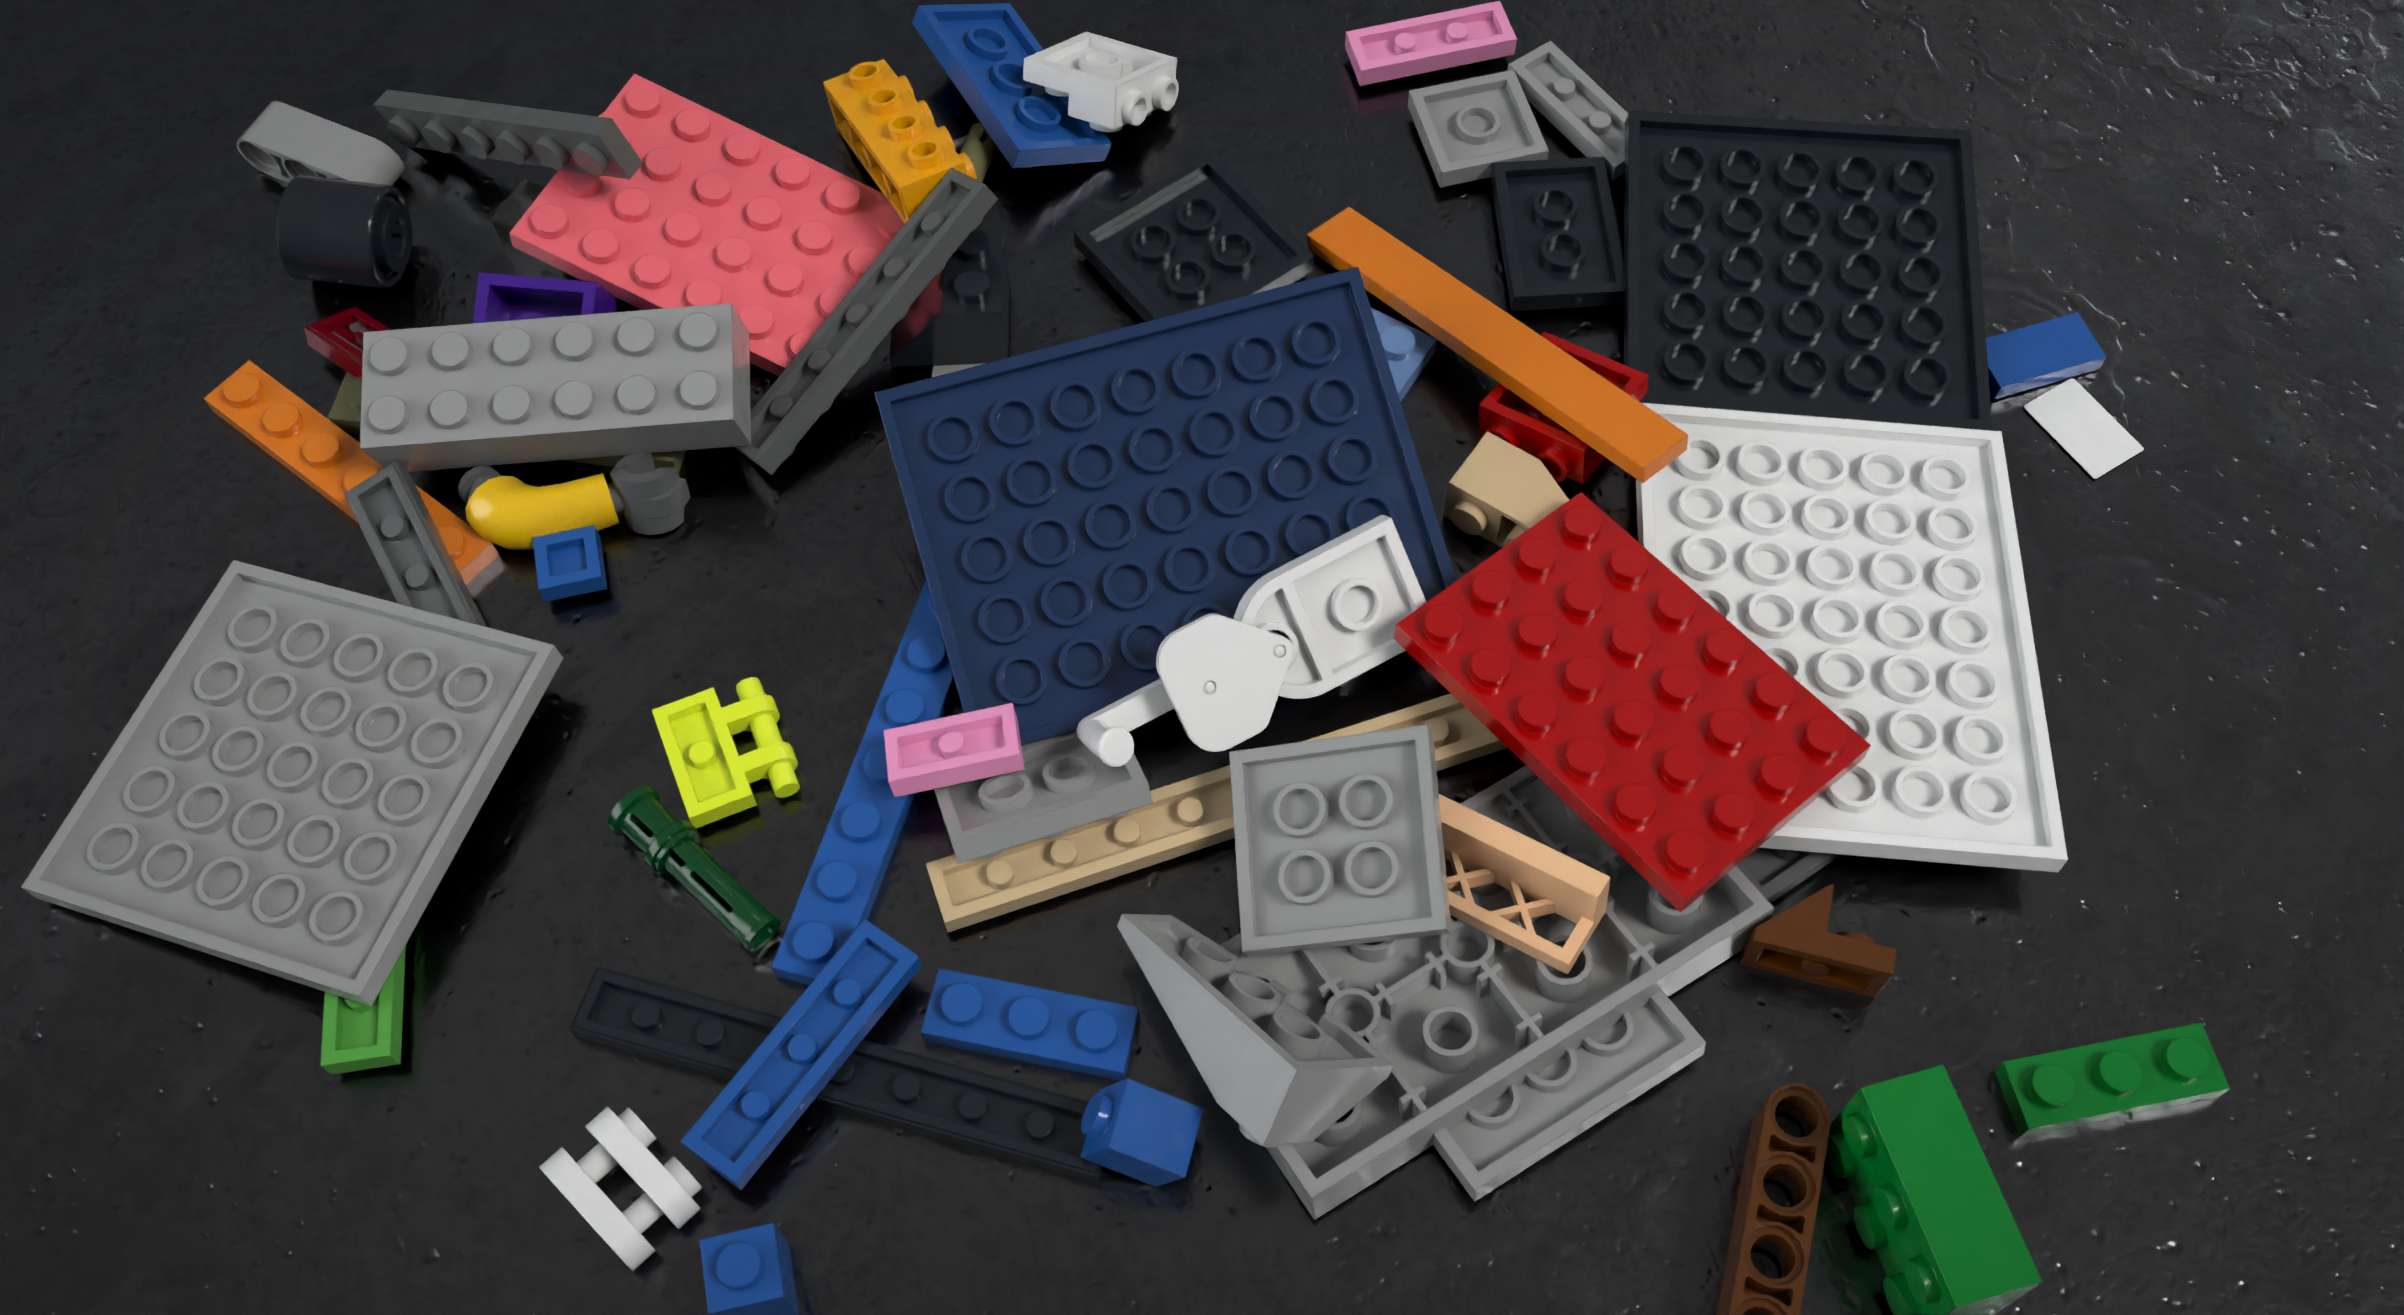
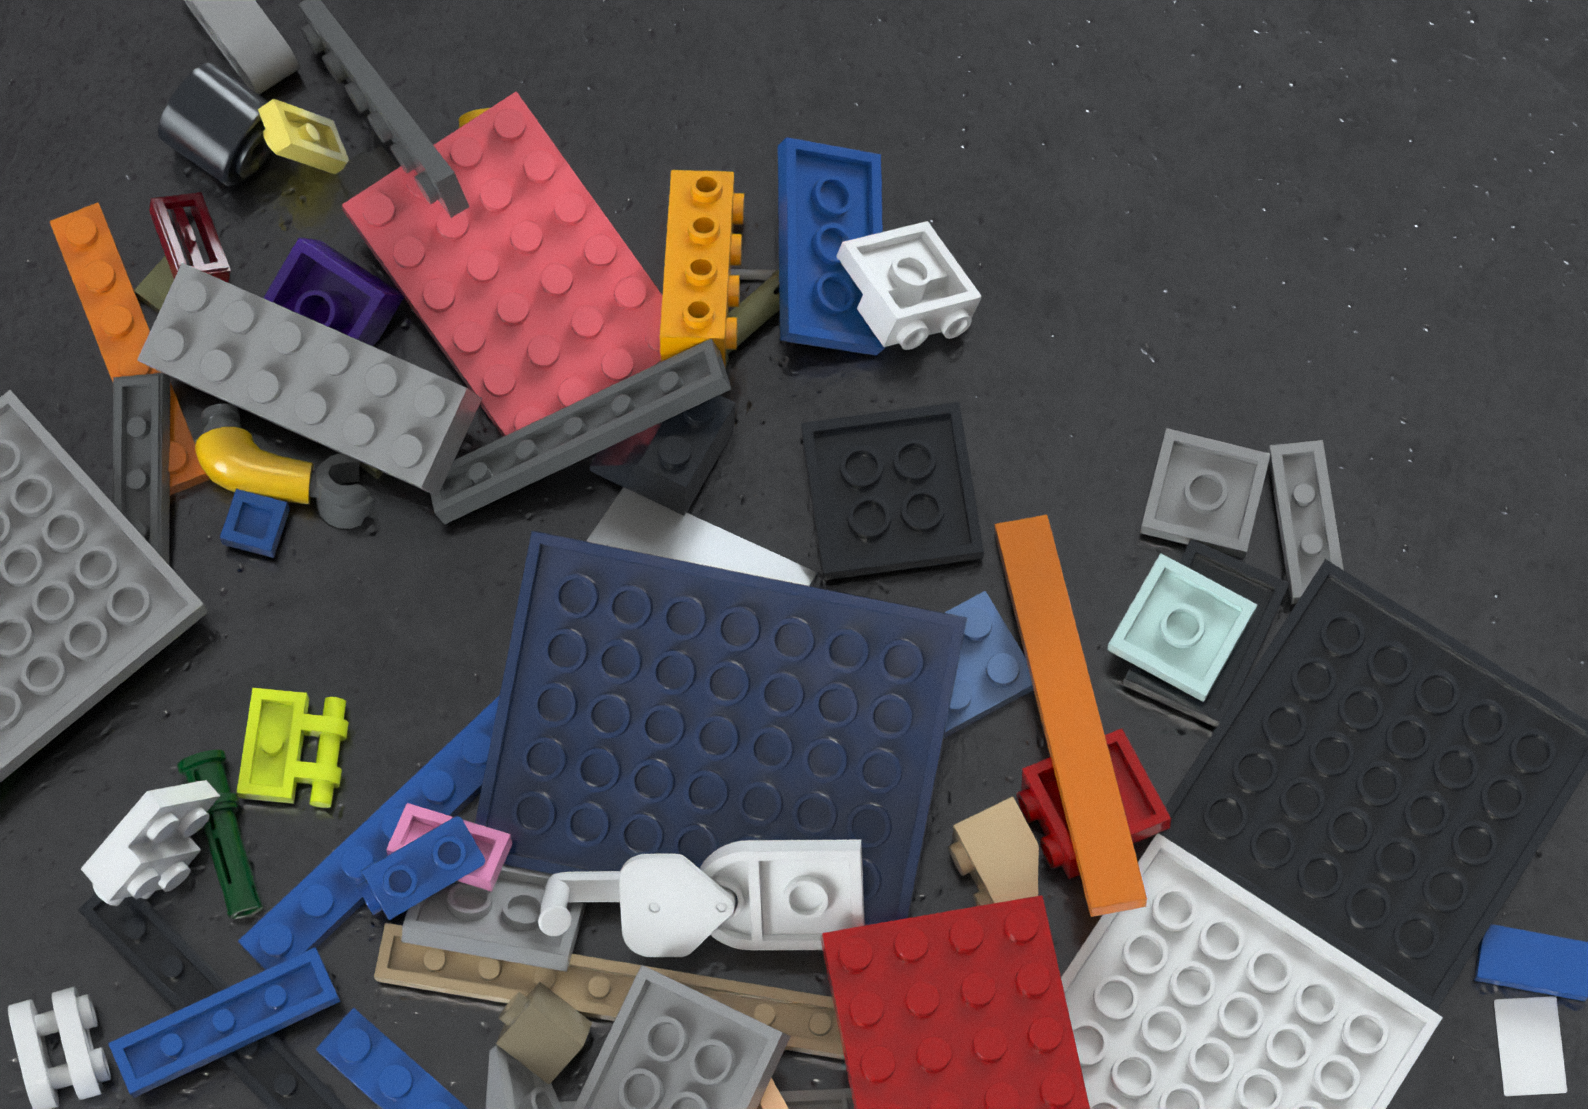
camera: 30 degrees right, 10 degrees up
(424, 200) = (303, 136): none -> light yellow plate
(614, 910) = (151, 843): none -> white plate
(934, 781) = (420, 868): none -> blue bracket
(1161, 879) = (542, 1031): none -> dark tan brick
(1430, 43) = (1221, 384): bright pink plate -> none
(1541, 224) = (1182, 627): none -> light aqua plate

